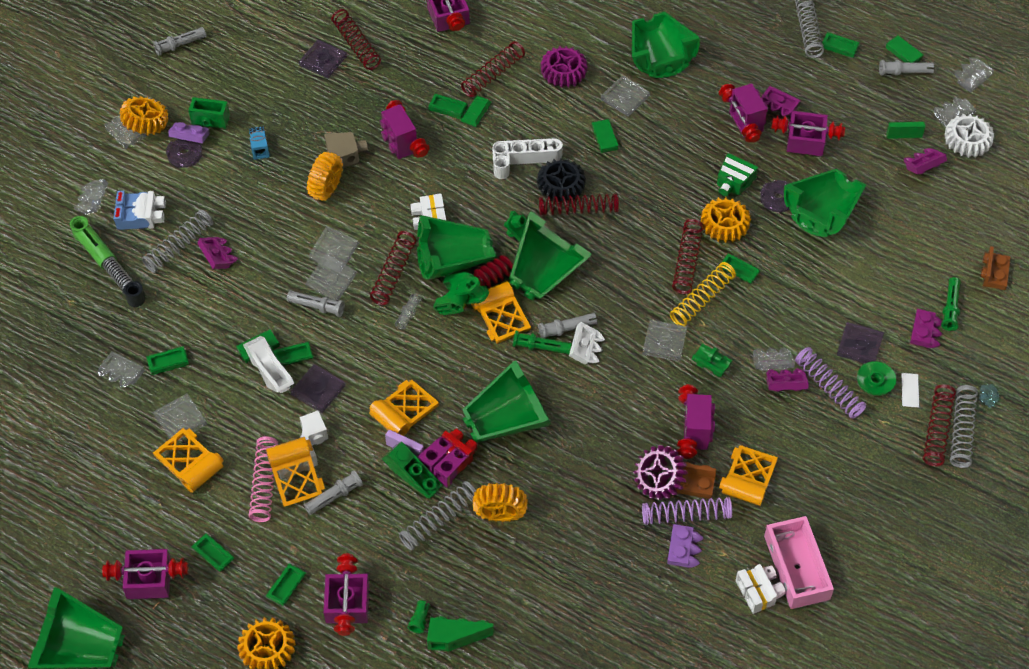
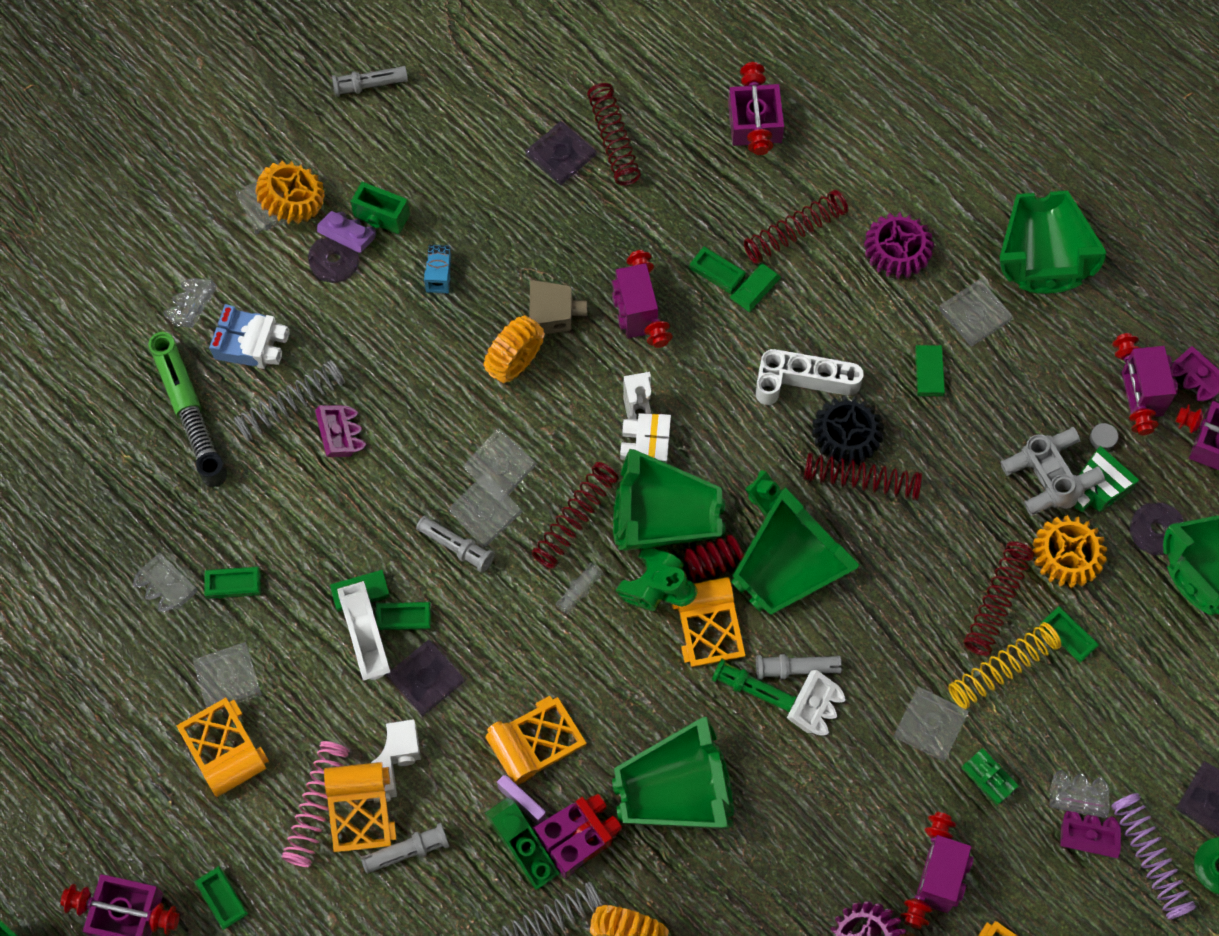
camera: 15 degrees right, 10 degrees up
(414, 184) = (637, 393): none -> white hinge
(706, 178) = (1052, 471): none -> light grey piece
(728, 147) = (1104, 435): none -> light grey tile

